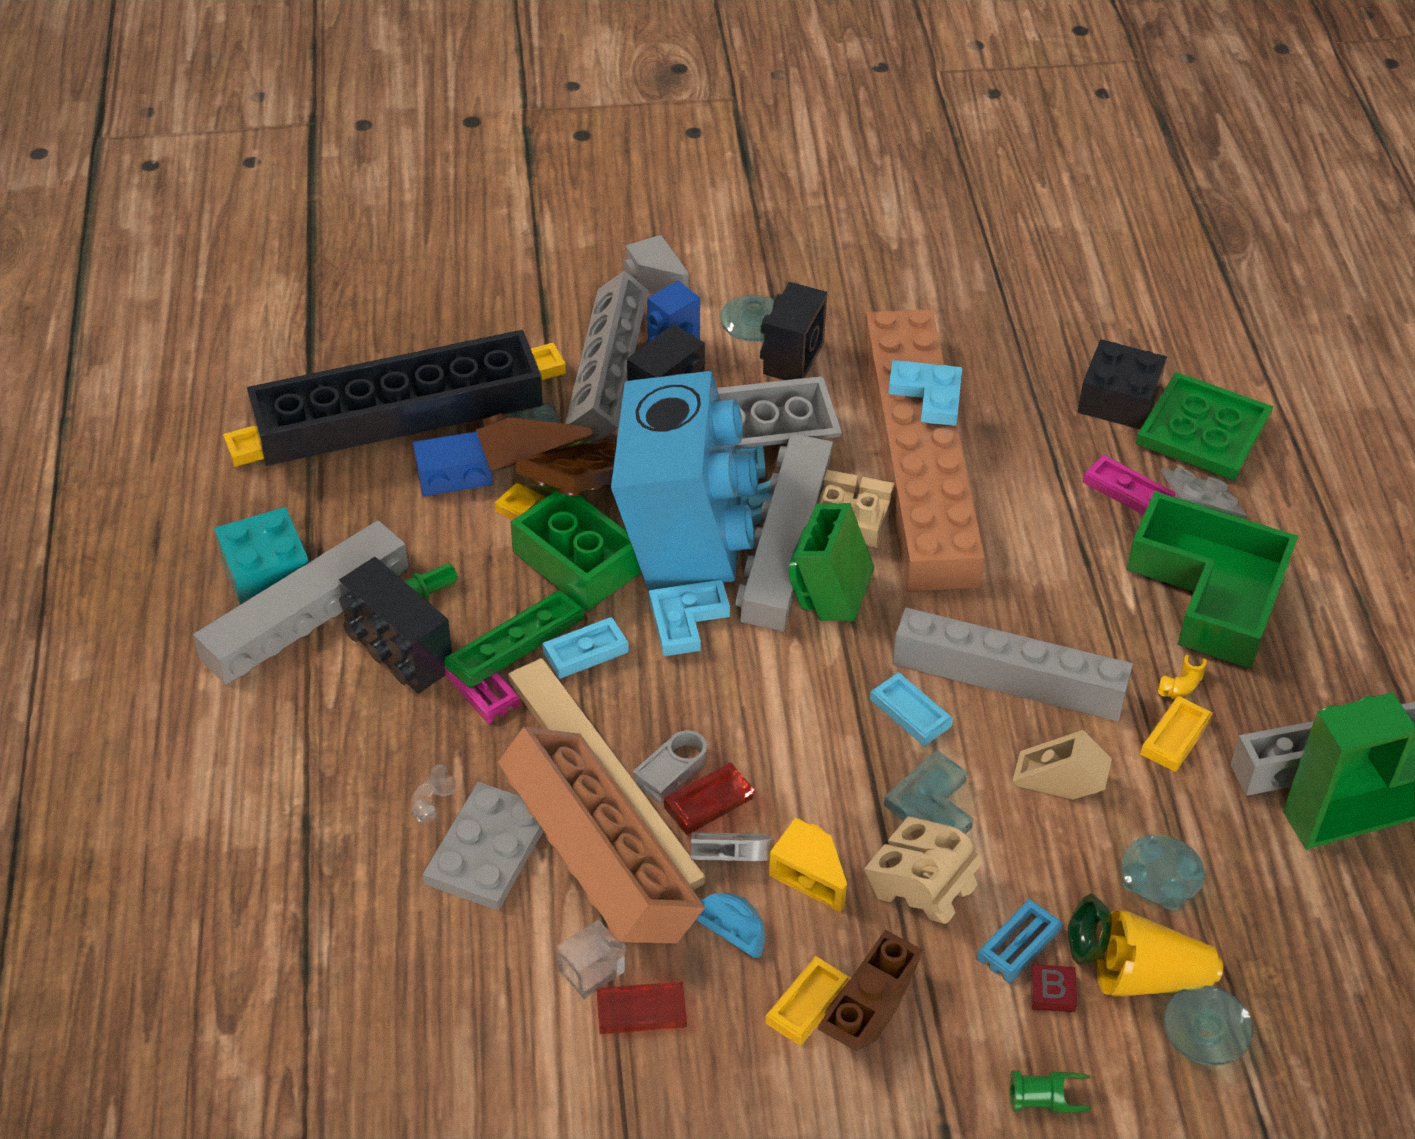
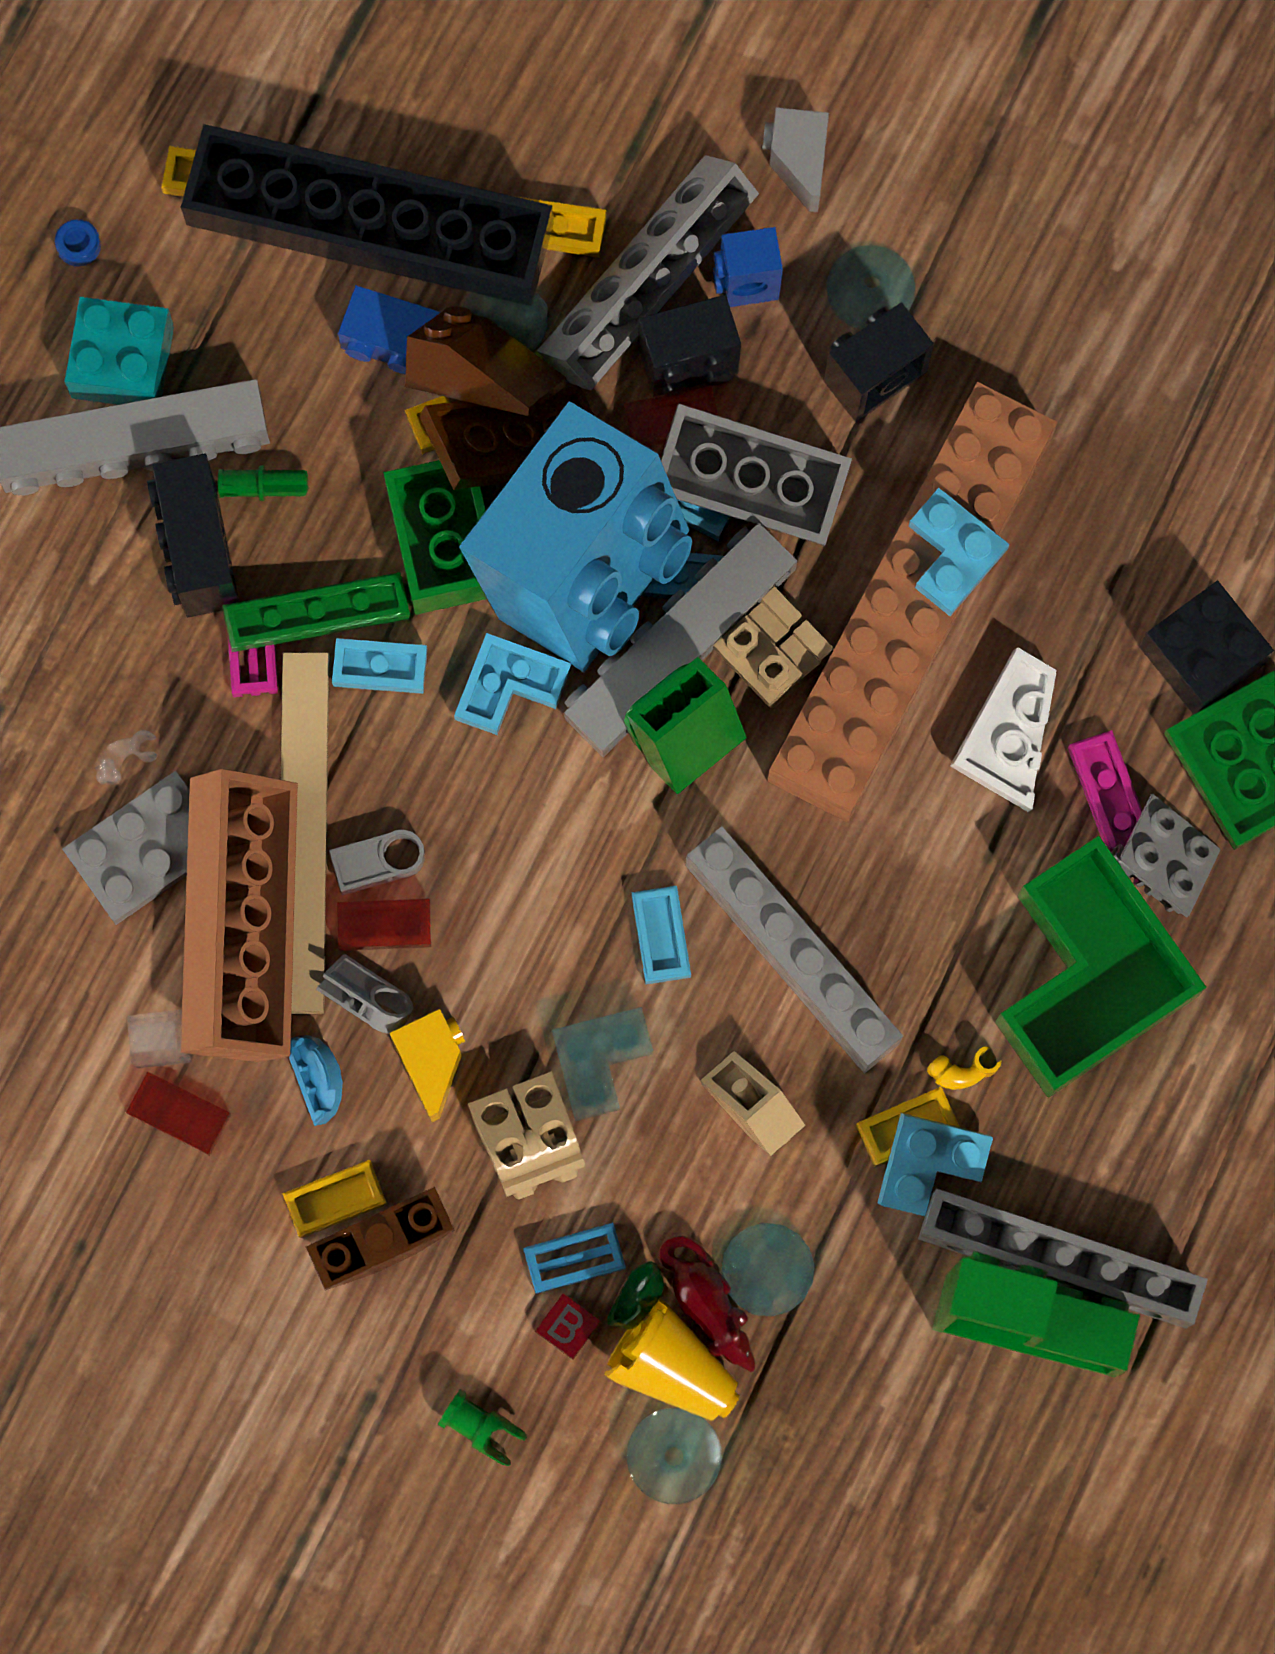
camera: 30 degrees right, 30 degrees up
(188, 519) = (77, 242): none -> blue tile
(1039, 486) = (1009, 731): none -> white wing
(1140, 901) = (703, 1296): none -> dark red animal
(1204, 738) = (923, 1149): none -> medium azure plate

